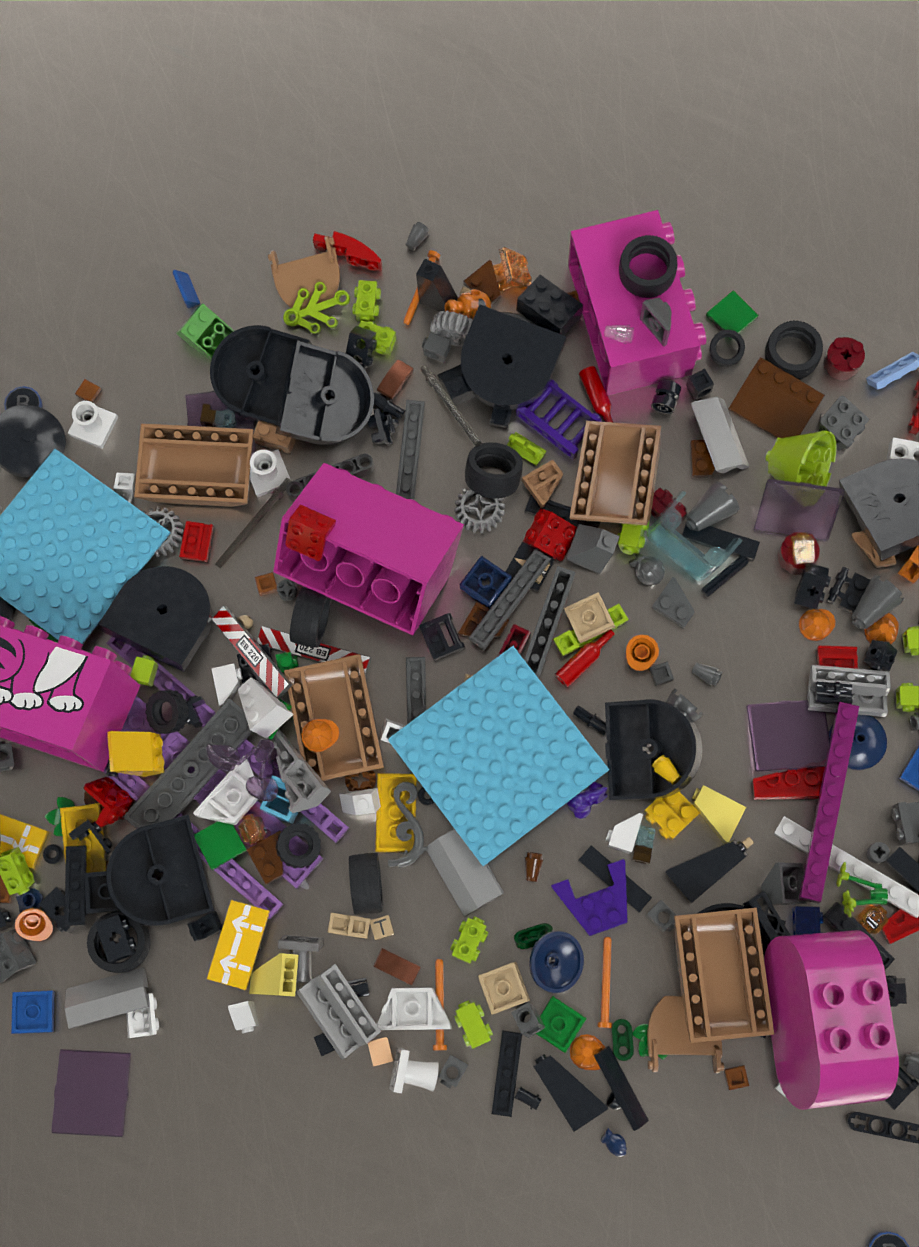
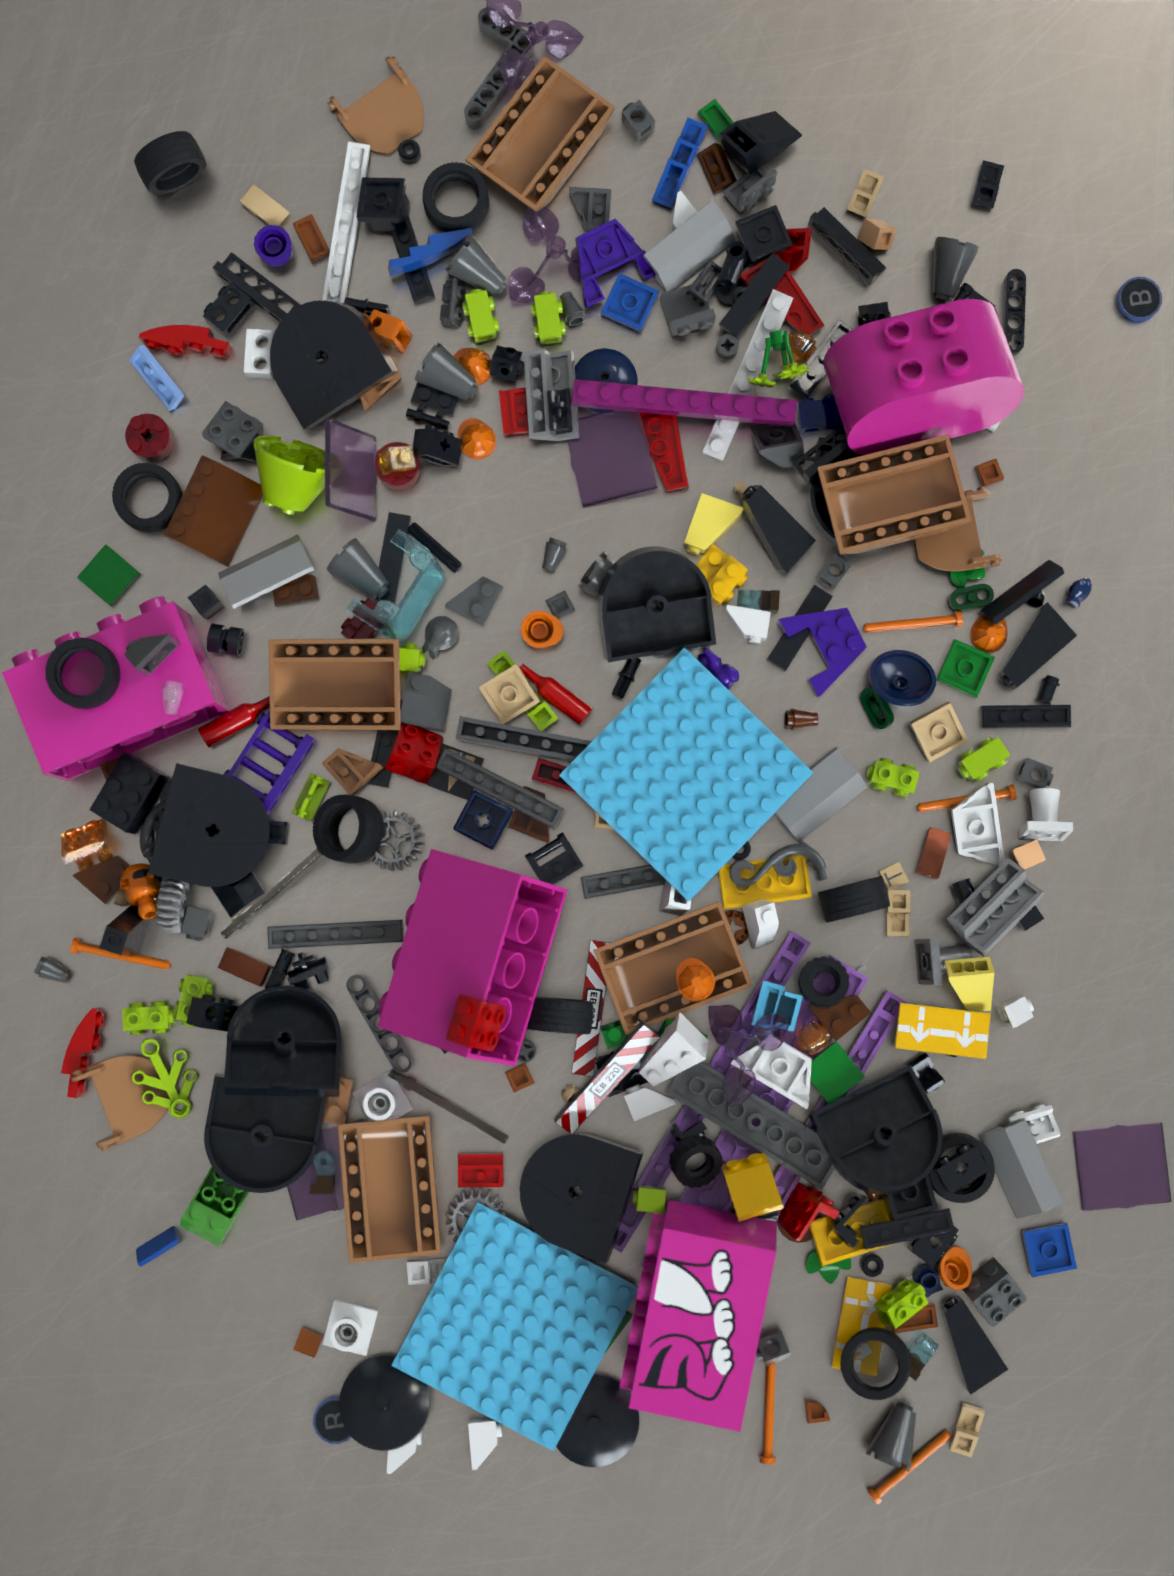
camera: 105 degrees left, 10 degrees up
(302, 783) = (757, 987): light grey wedge -> none
(535, 1023) = (970, 691): dark grey brick -> none
(665, 768) = (677, 583): yellow cone -> none
(731, 334) = (154, 558): black tyre -> none

